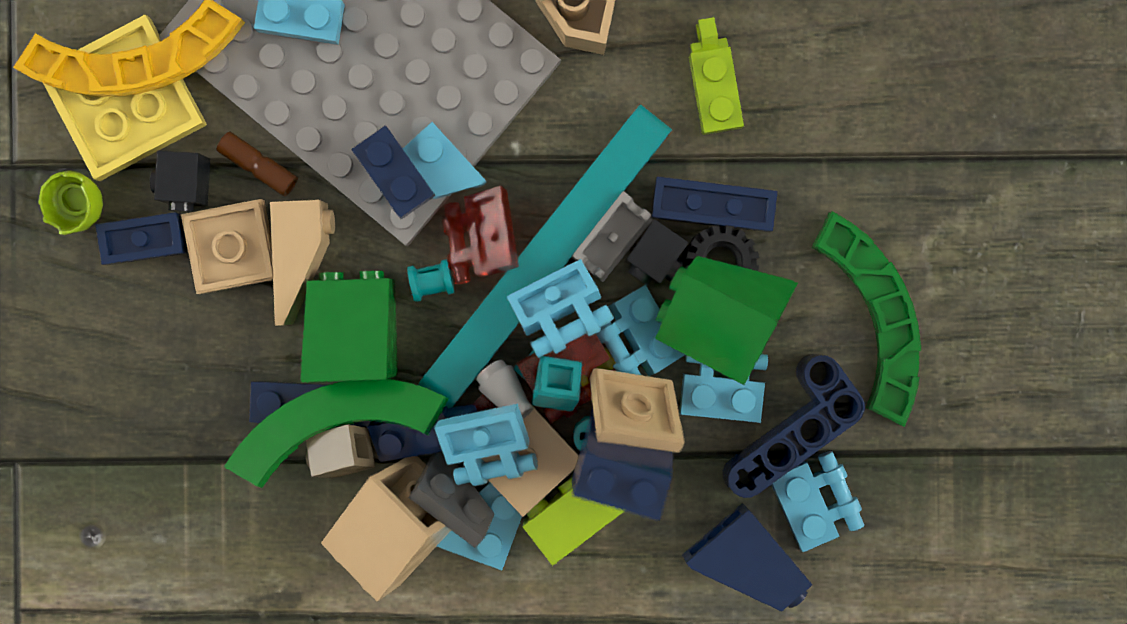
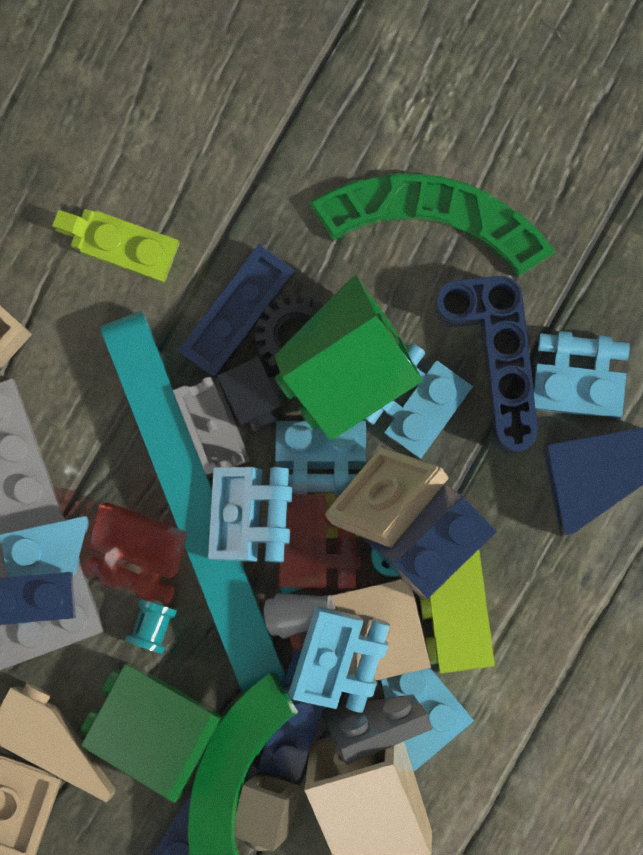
camera: 55 degrees left, 5 degrees down
(557, 383) = (320, 558): teal slope -> none

